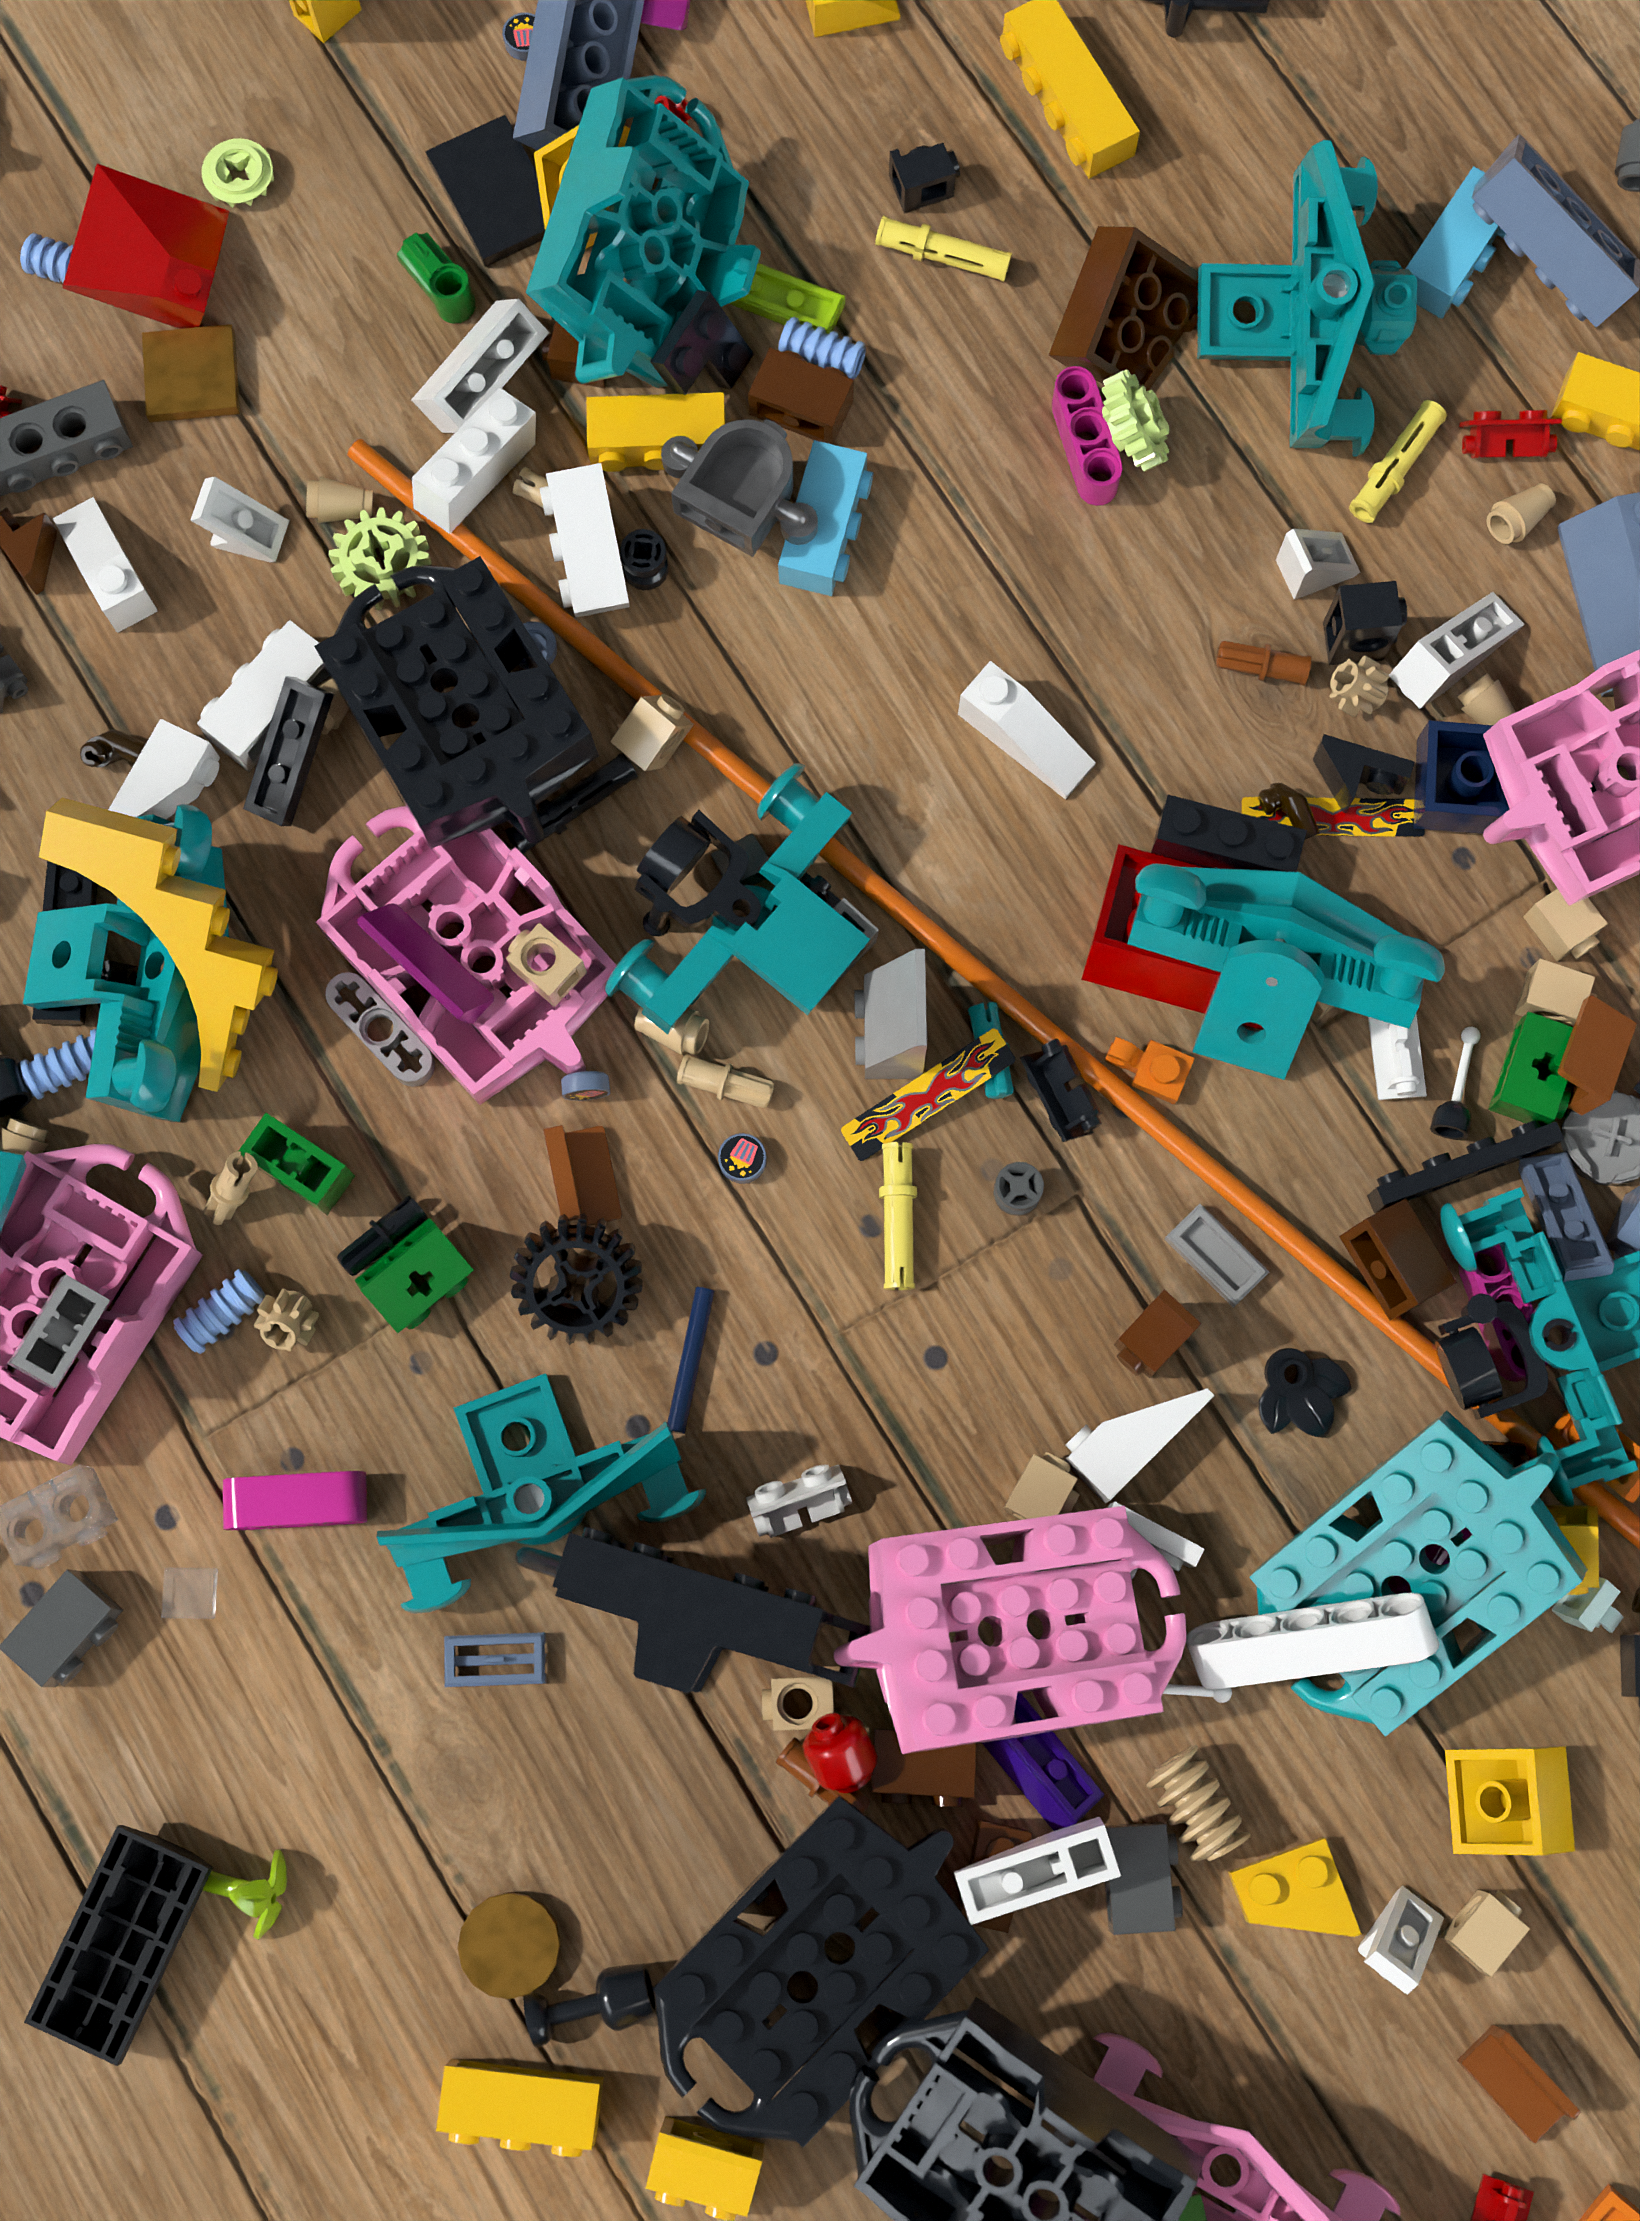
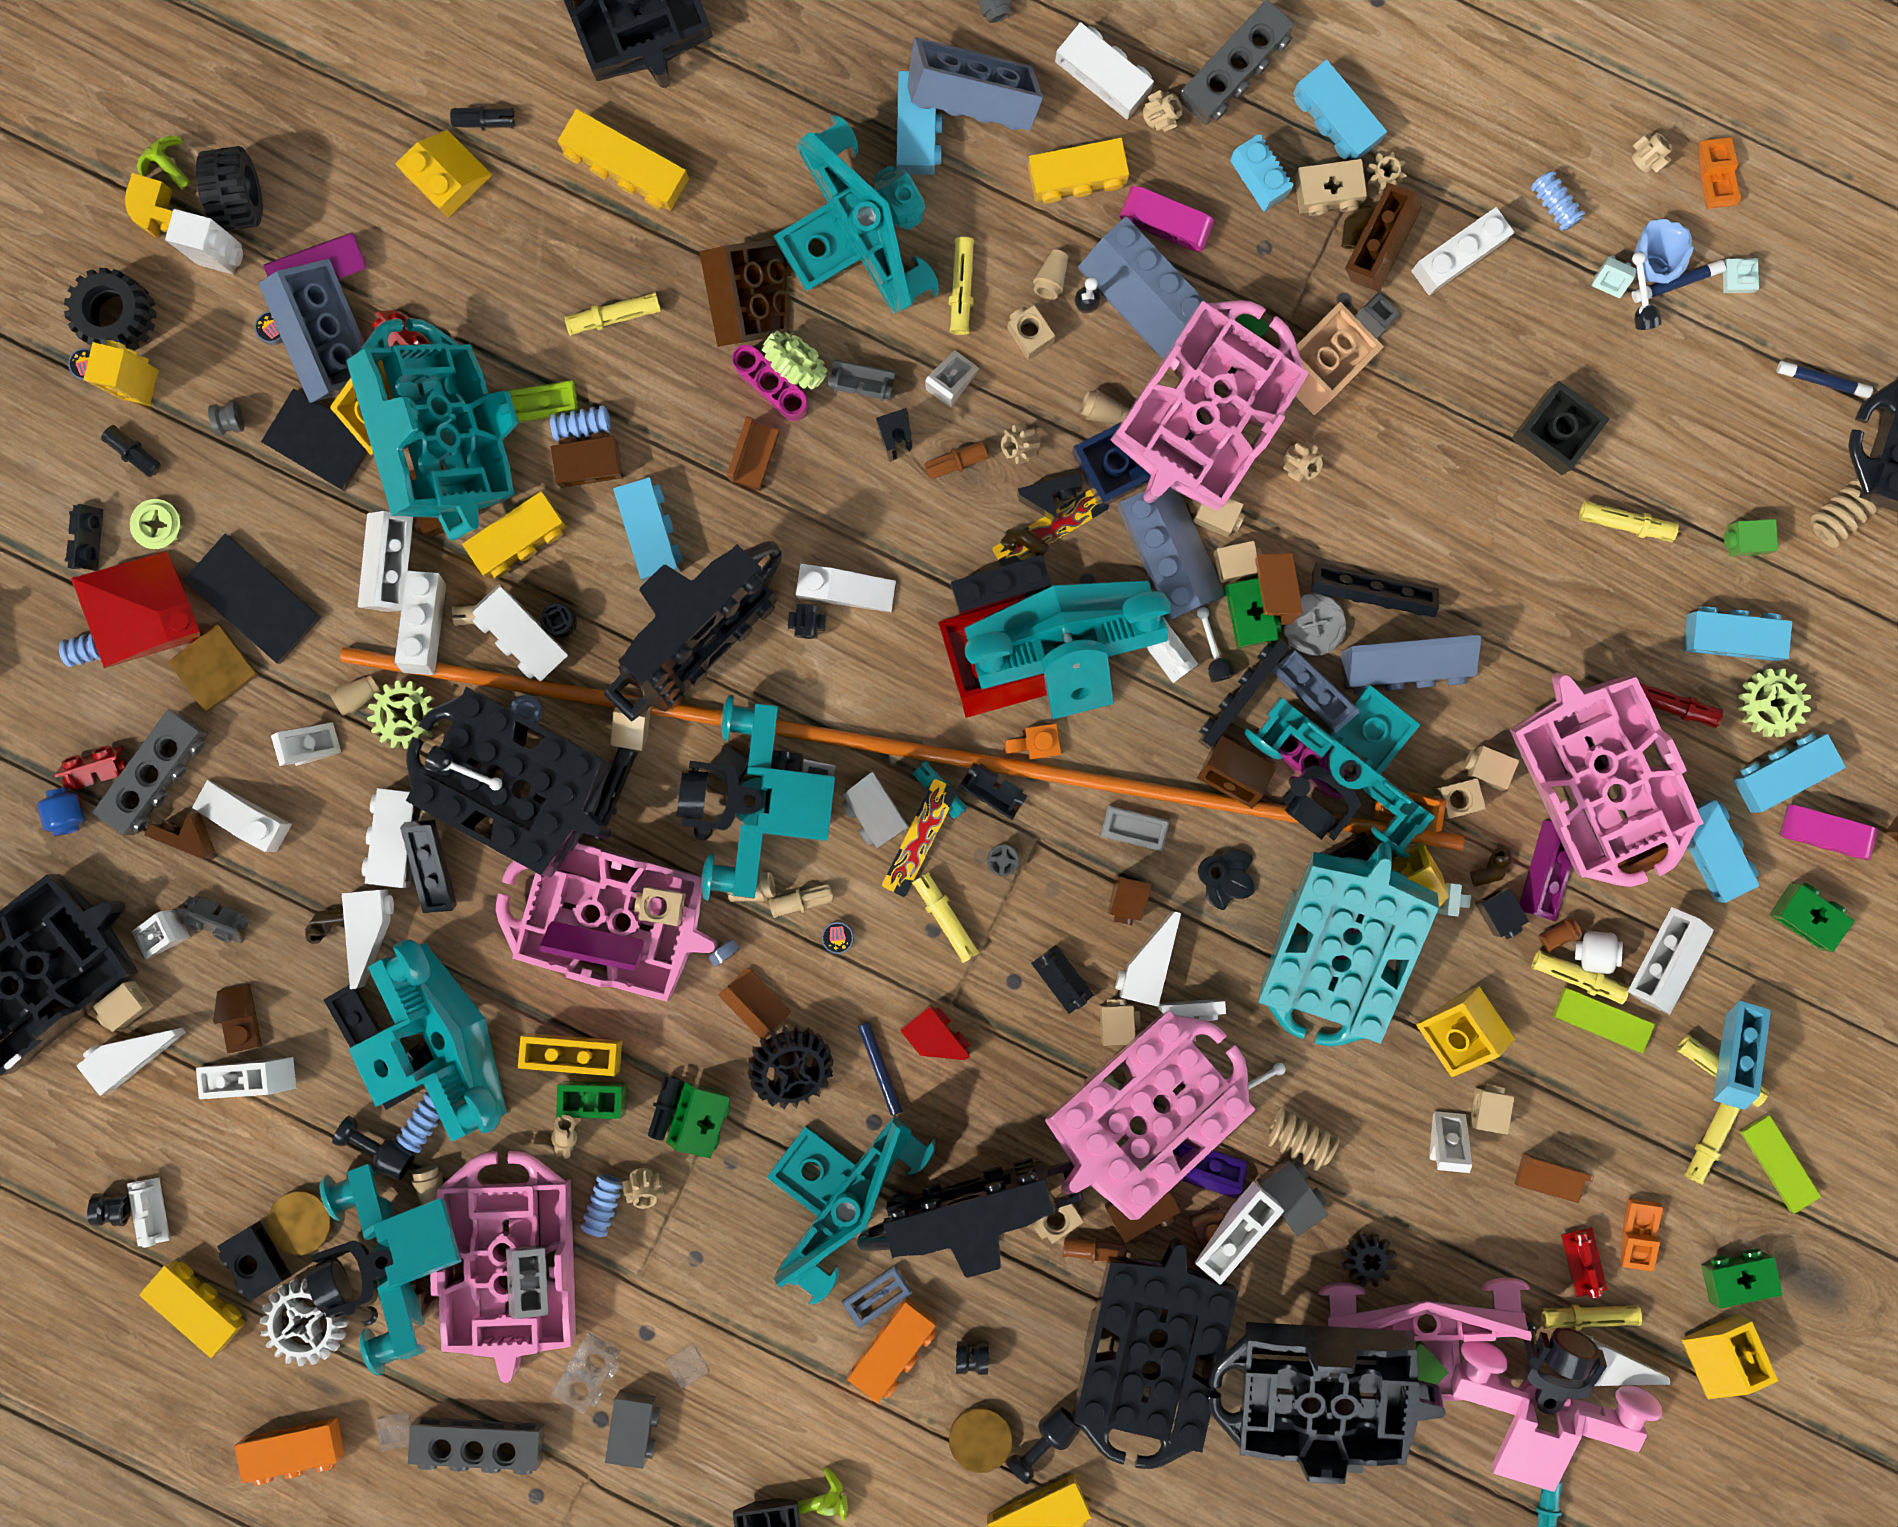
camera: 30 degrees left, 10 degrees up
(139, 866) = (441, 1008): yellow arch -> none
(147, 138) = (86, 526): none -> black hinge
(266, 75) = (130, 451): none -> black axle
(292, 322) = (252, 598): none -> black tile
(294, 1500) = (712, 1282): dark pink beam -> none
(307, 1089) = (570, 1054): none -> yellow brick
(367, 996) = (560, 994): light grey beam -> none
(389, 622) = (440, 761): none -> hinge
(403, 101) = (226, 418): none -> dark grey wheel
(438, 277) = (321, 518): green piece -> none
(470, 1744) = (893, 1350): none -> orange brick
(578, 1830) = (980, 1358): none -> black wheel
(702, 340) = (506, 467): black plate -> none
(704, 2168) = (1155, 1489): yellow slope -> none
(739, 485) = (588, 546): flat silver piece -> none
(784, 1359) = (932, 1036): none -> red slope
(812, 643) = (694, 625): none -> black piece
(814, 1490) = (977, 1119): white hinge -> none
(840, 1753) = (1095, 1234): red head -> none
(923, 176) = (572, 273): black brick -> none
(952, 741) = (806, 621): none -> black gear
(1002, 1391) = (1062, 979): none -> black hinge
(1010, 506) = (752, 454): none -> dark orange panel
(1180, 2049) = (1360, 1268): none -> black gear
(1203, 498) = (861, 379): none -> dark grey hinge
(1209, 575) = (894, 428): none -> black hinge
(1296, 1891) = (1379, 1150): yellow wing -> none
(1313, 1641) = (1312, 1019): white beam -> none
(1363, 621) = (1001, 405): black brick -> none
(1451, 580) = (1030, 345): none -> tan brick
(1454, 649) = (1063, 384): white slope -> none
(1477, 928) = (1171, 551): none -> sand blue slope
(1529, 434) = (1026, 220): red hinge -> none
(1554, 567) = (1088, 303): none -> black hinge

